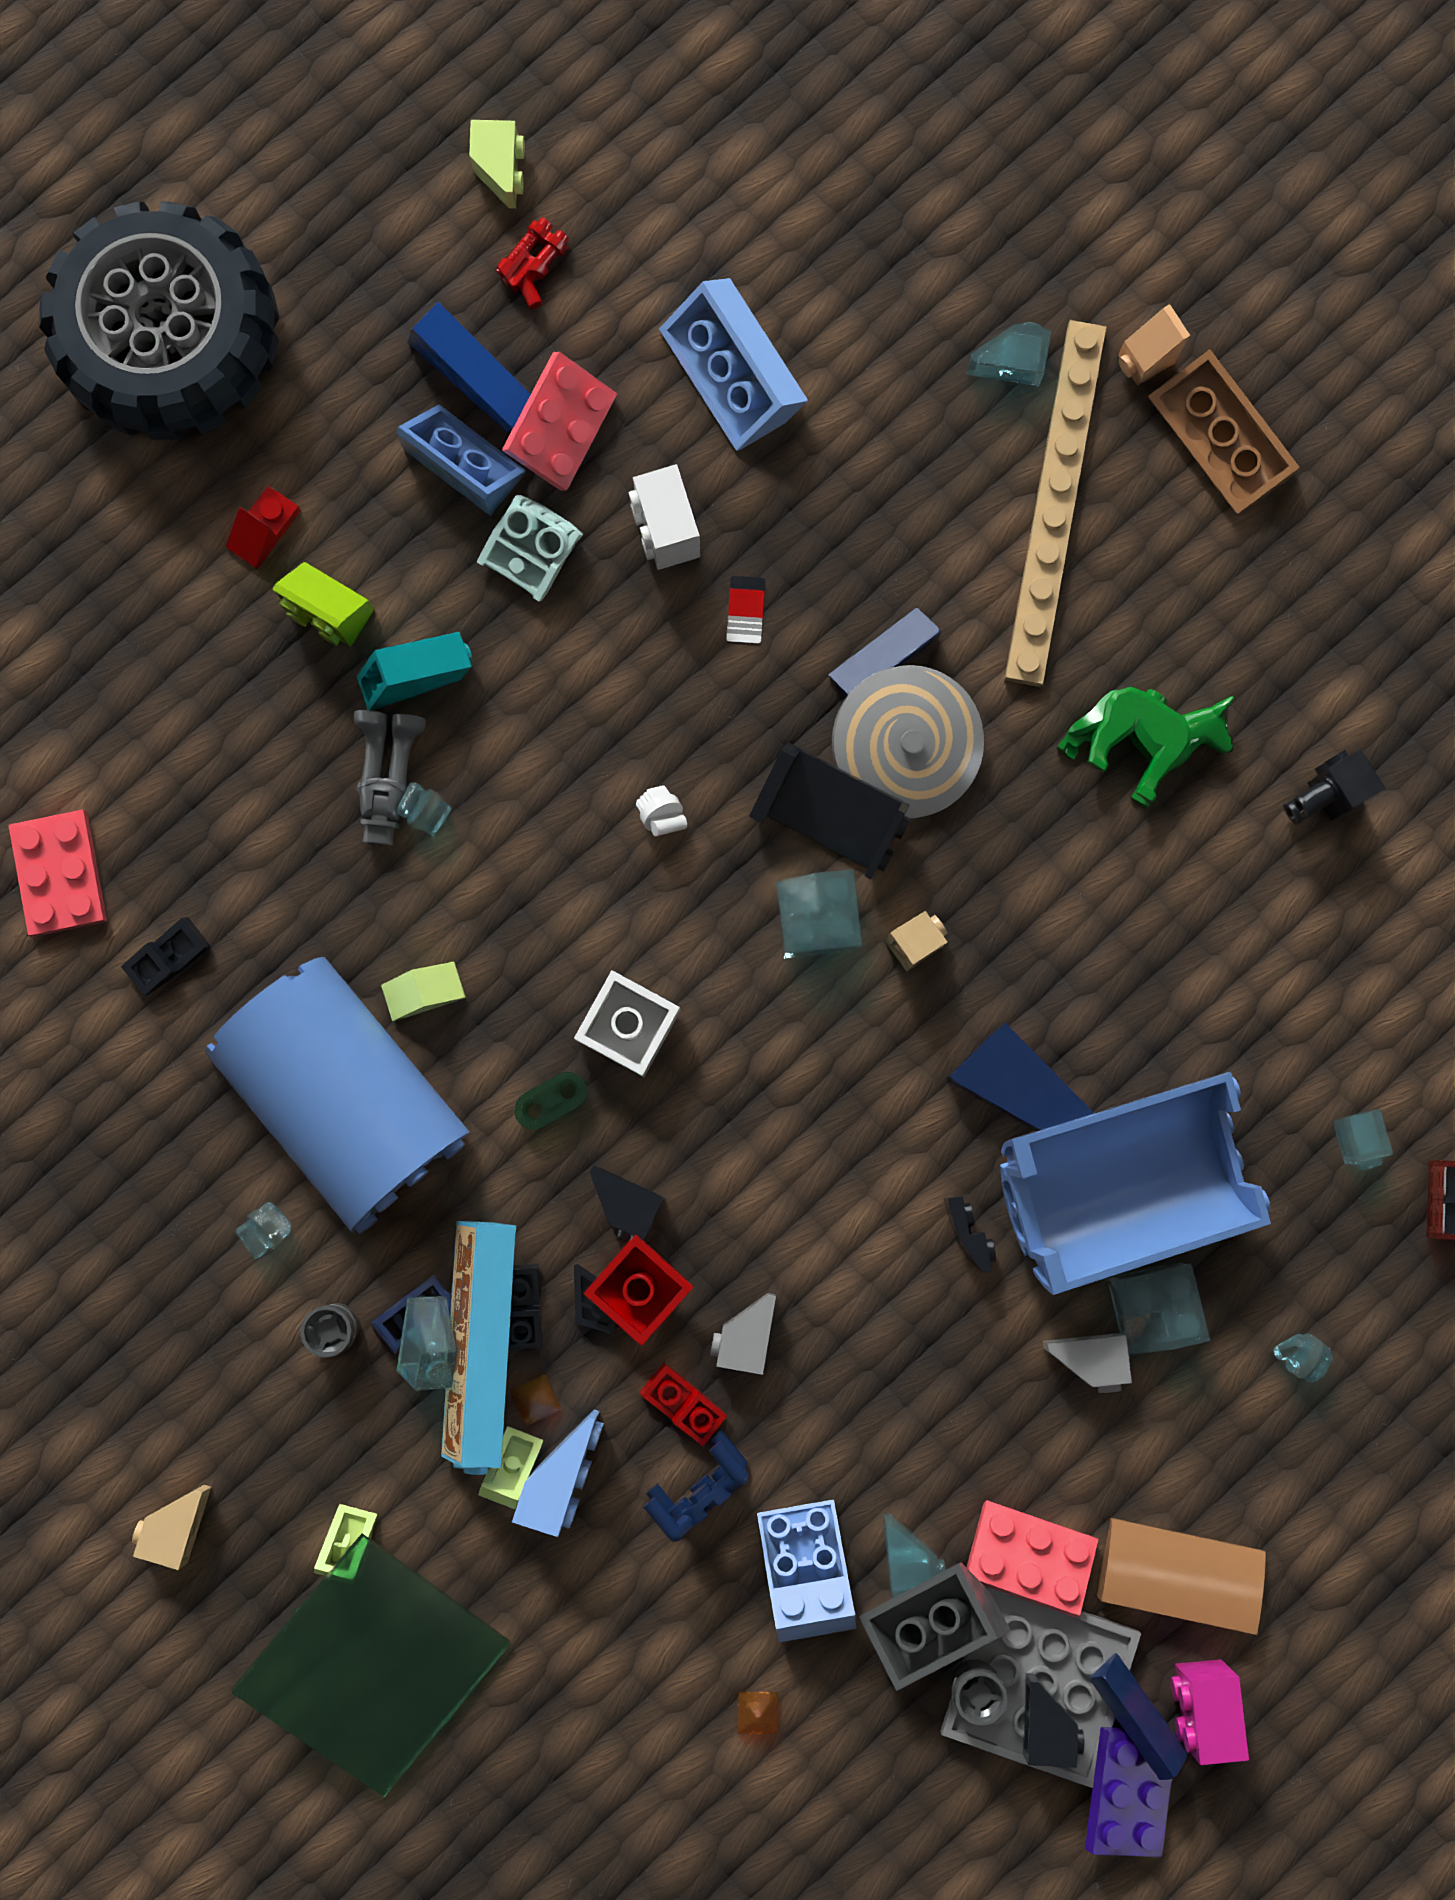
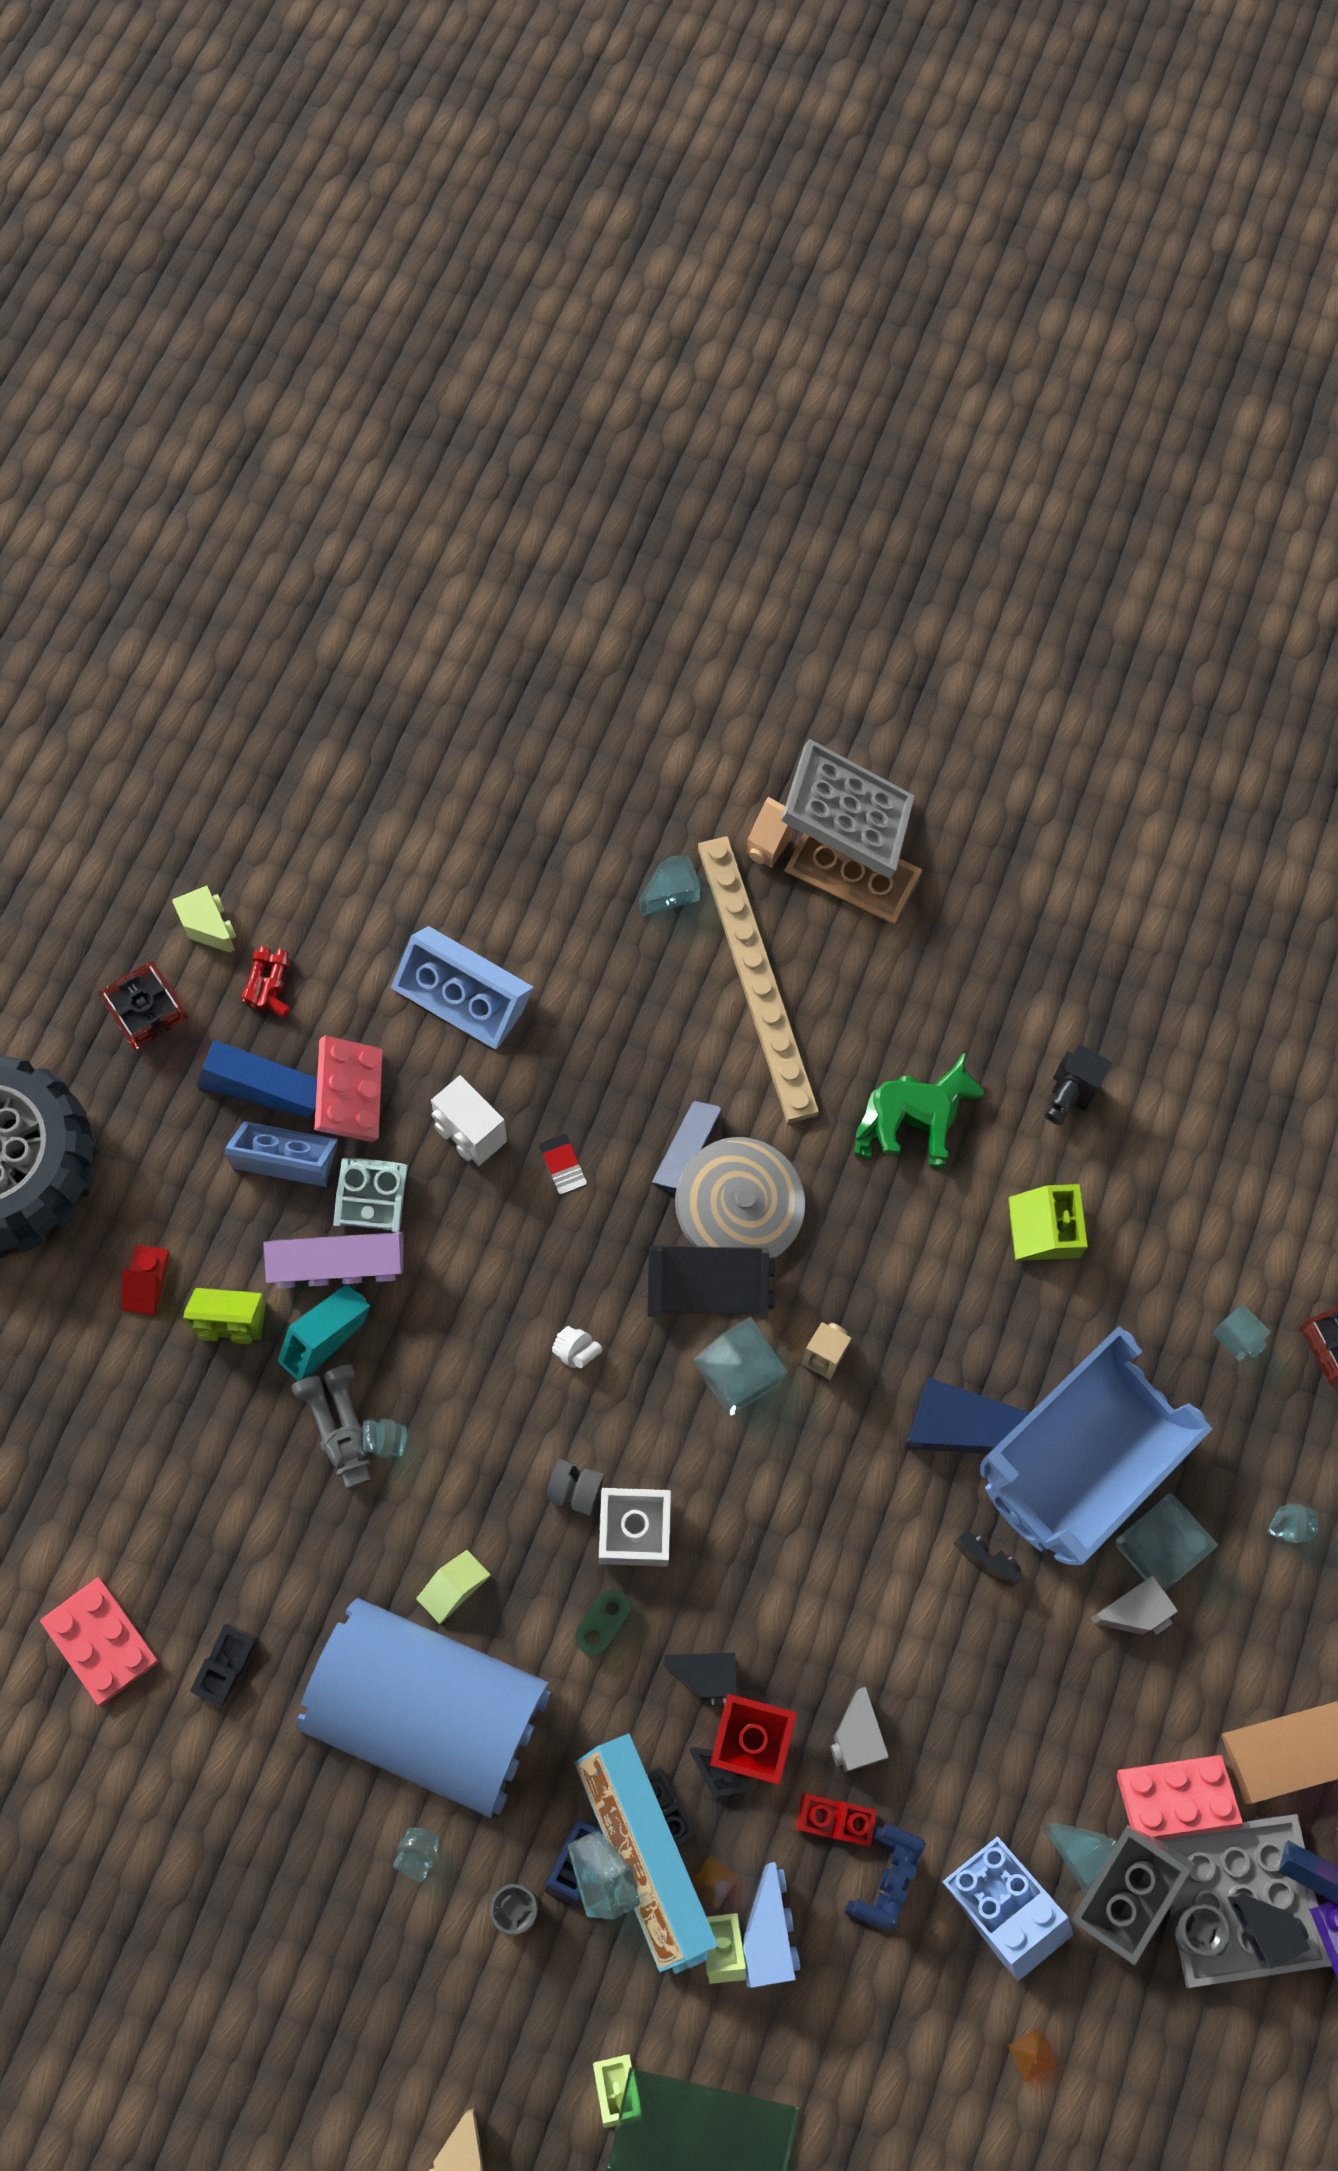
camera: 30 degrees left, 15 degrees down
(389, 225) = (143, 1004): none -> piece
(459, 598) = (334, 1257): none -> lavender slope
(588, 953) = (574, 1487): none -> dark grey wheel
(1221, 923) = (1048, 1223): none -> lime slope
(1253, 358) = (848, 808): none -> light grey plate

